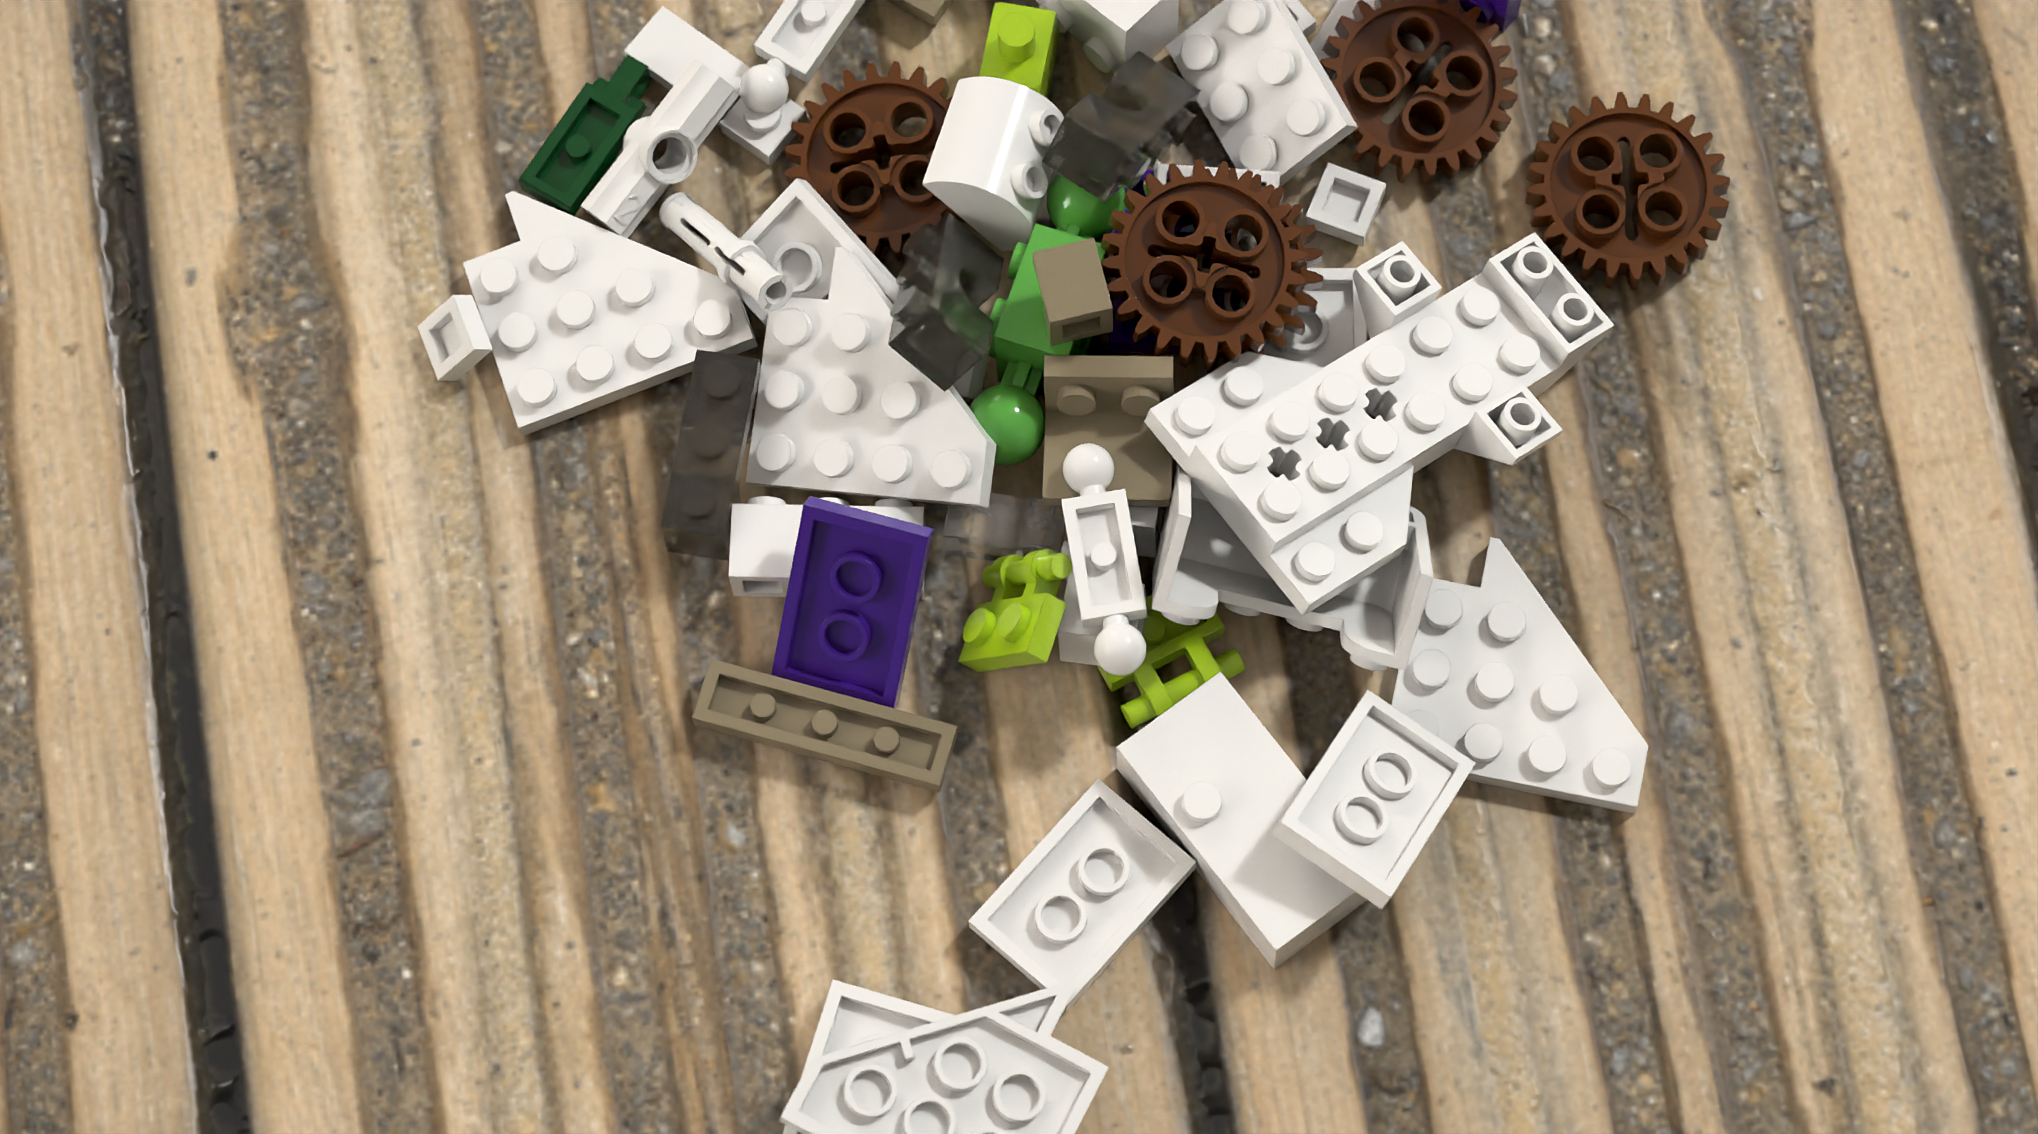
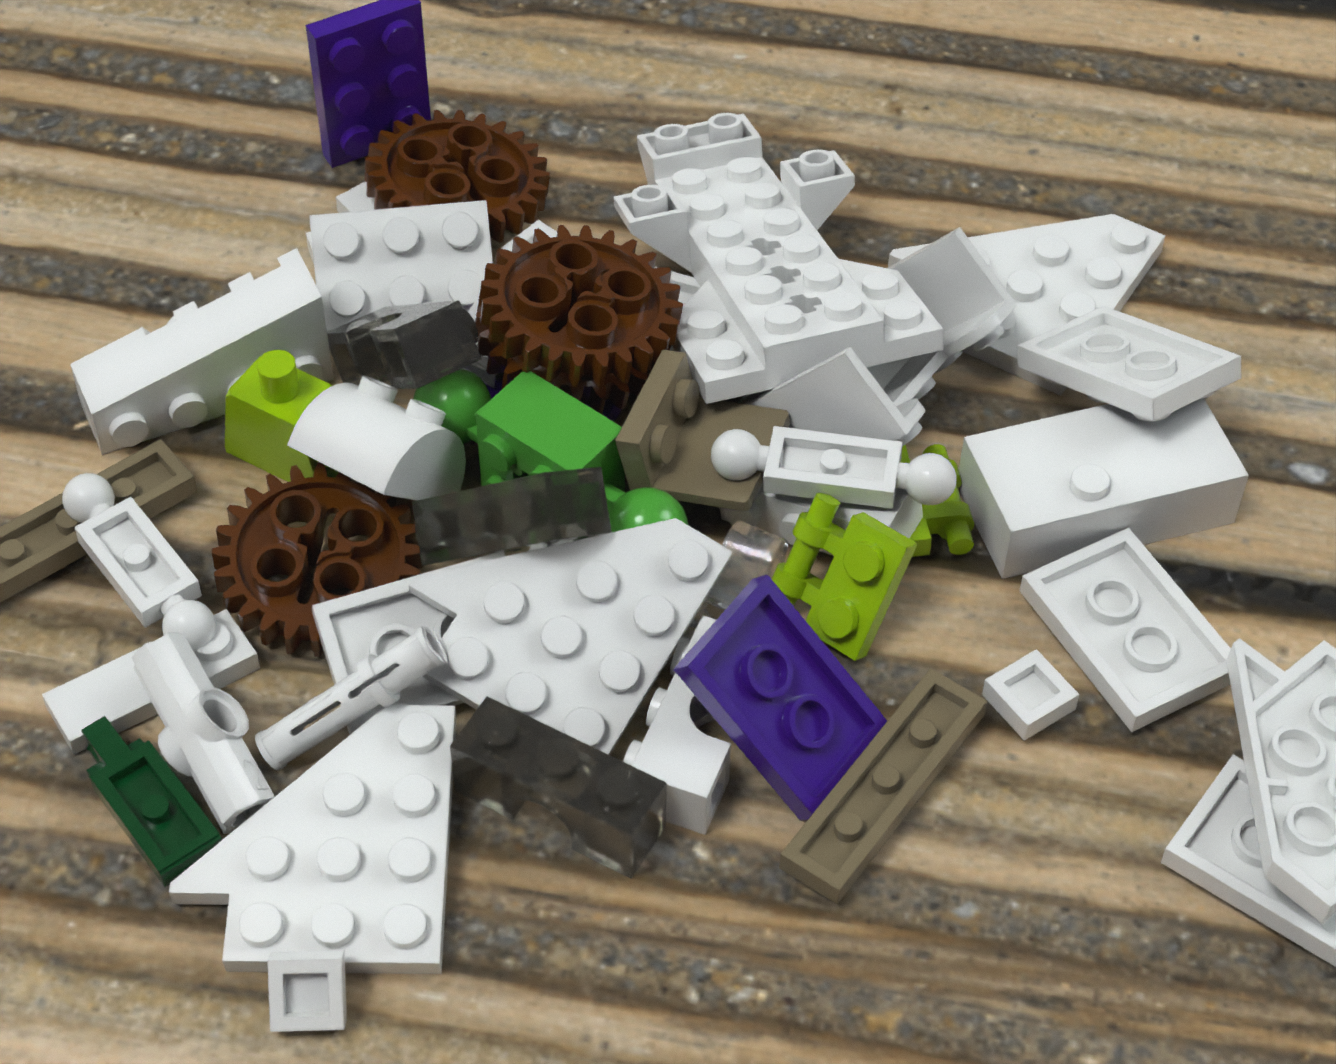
camera: 75 degrees left, 20 degrees down
(969, 824) = (1030, 694): none -> white plate
(1073, 291) = (576, 373): dark tan panel -> none
(1683, 189) = (619, 85): reddish brown gear -> none

